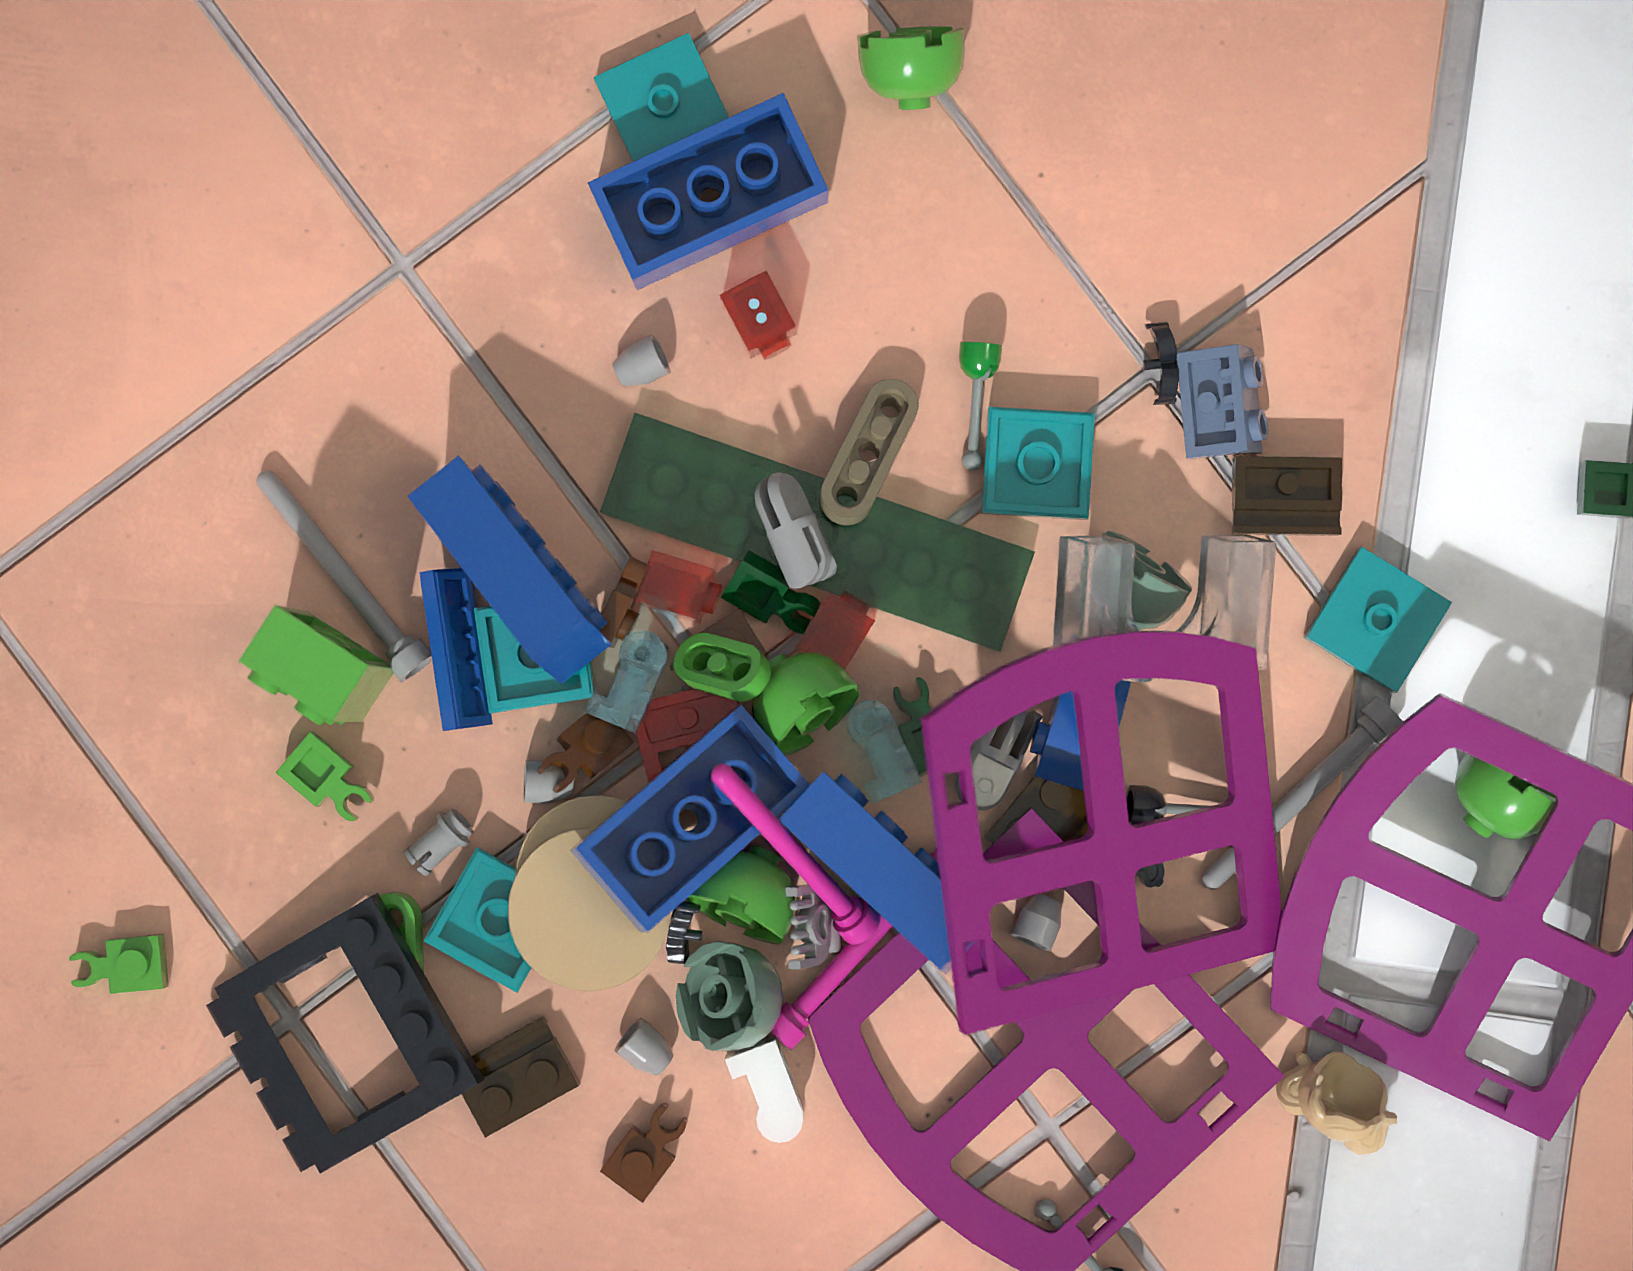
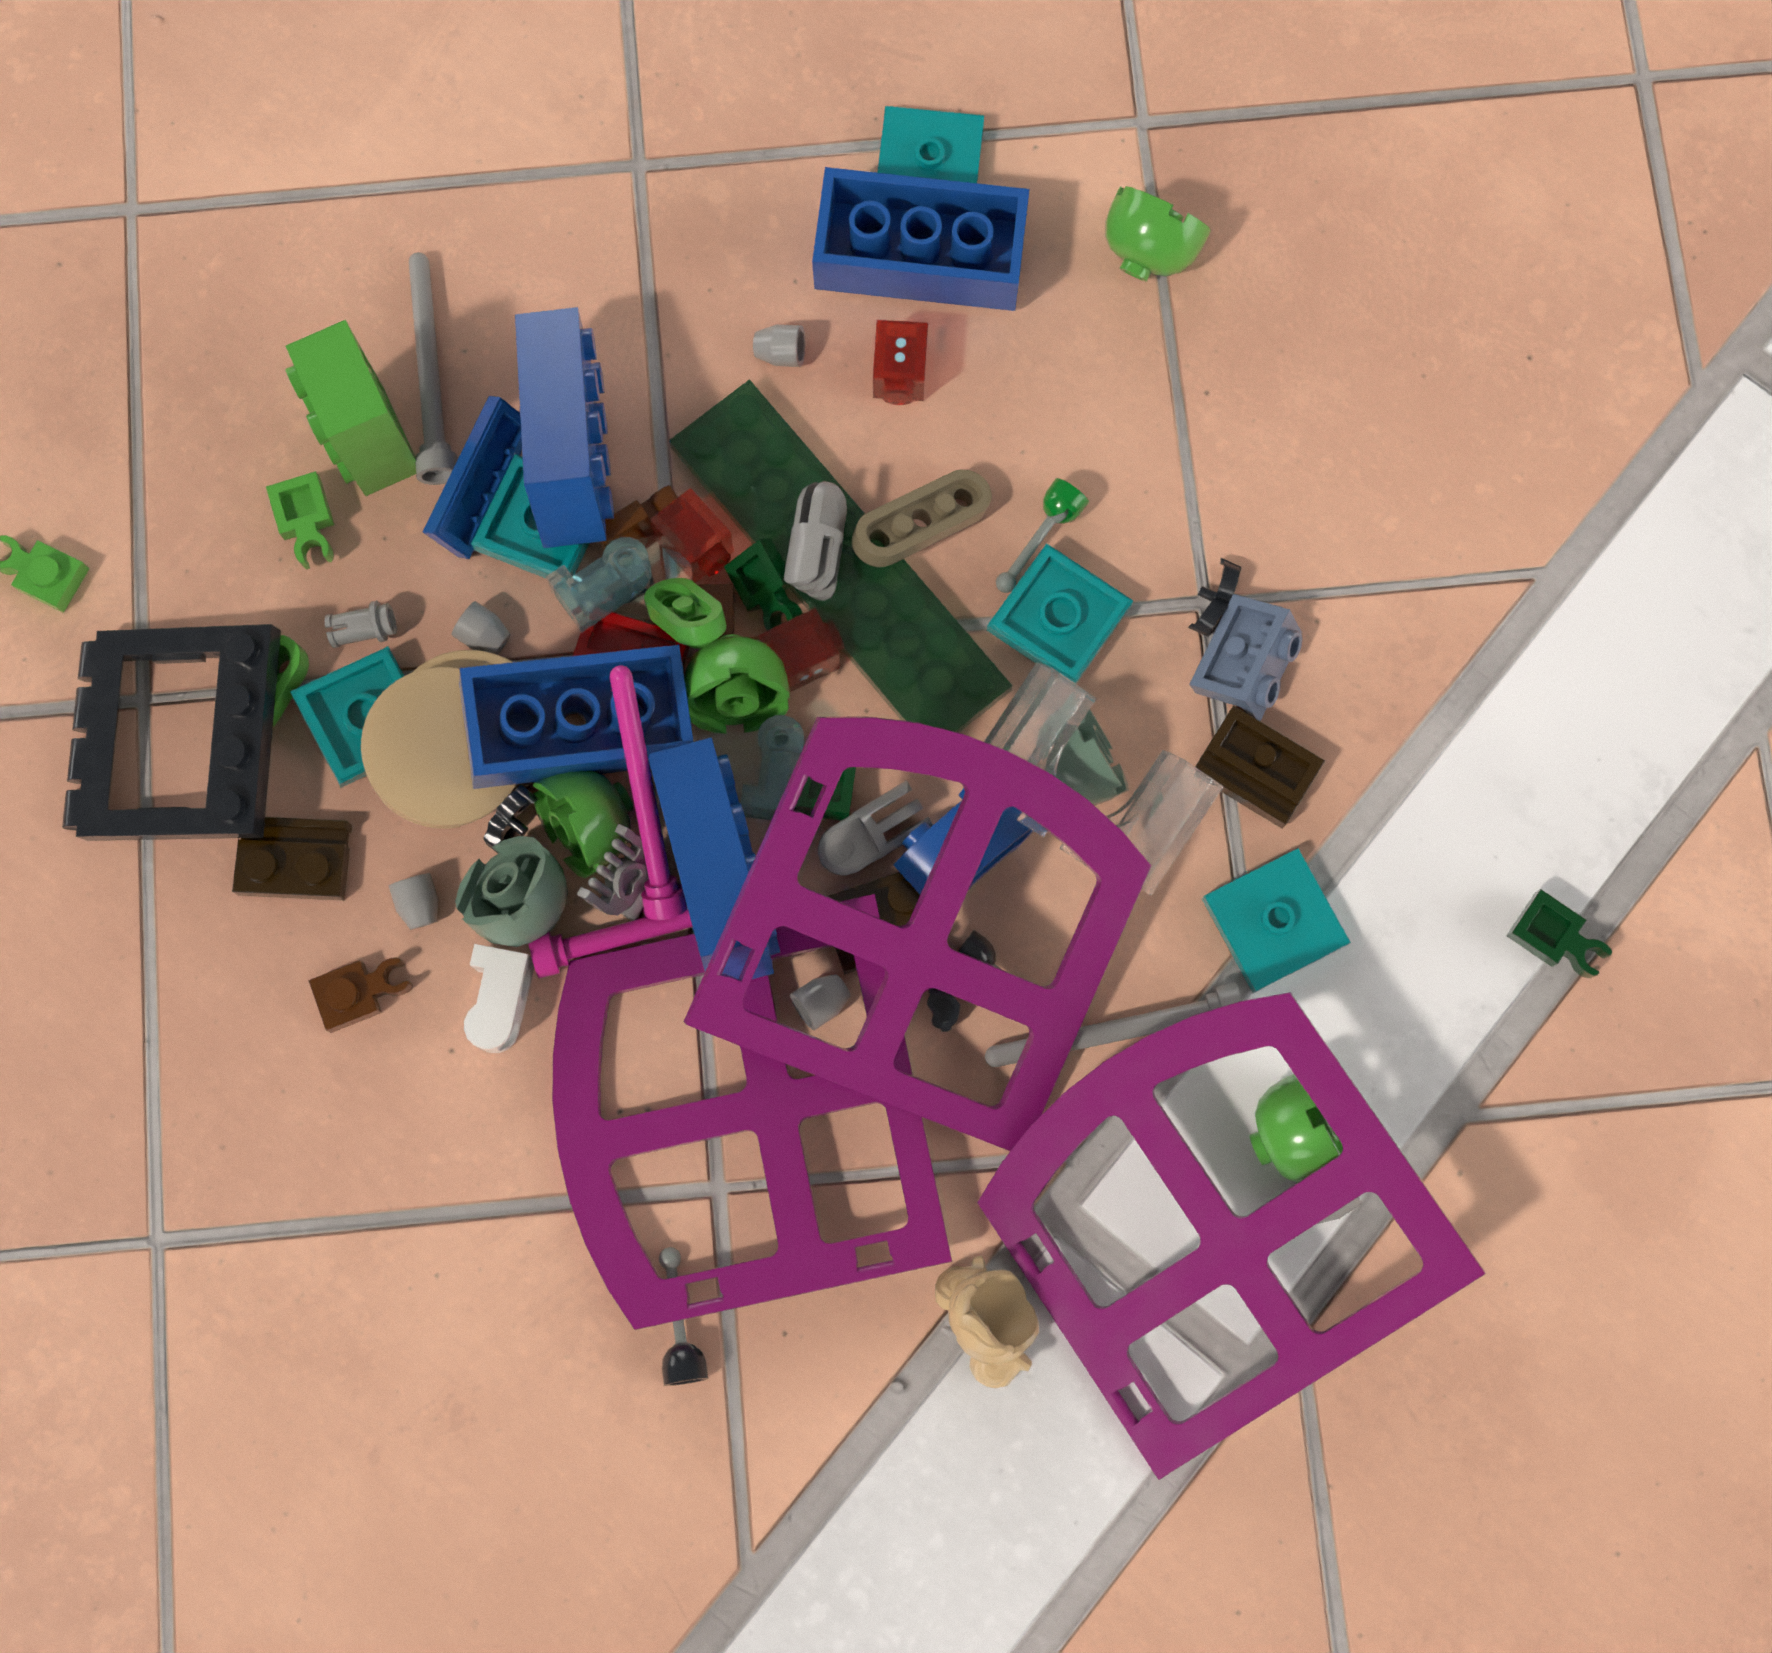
camera: 30 degrees right, 10 degrees down
(589, 746) = (535, 619): reddish brown plate -> none

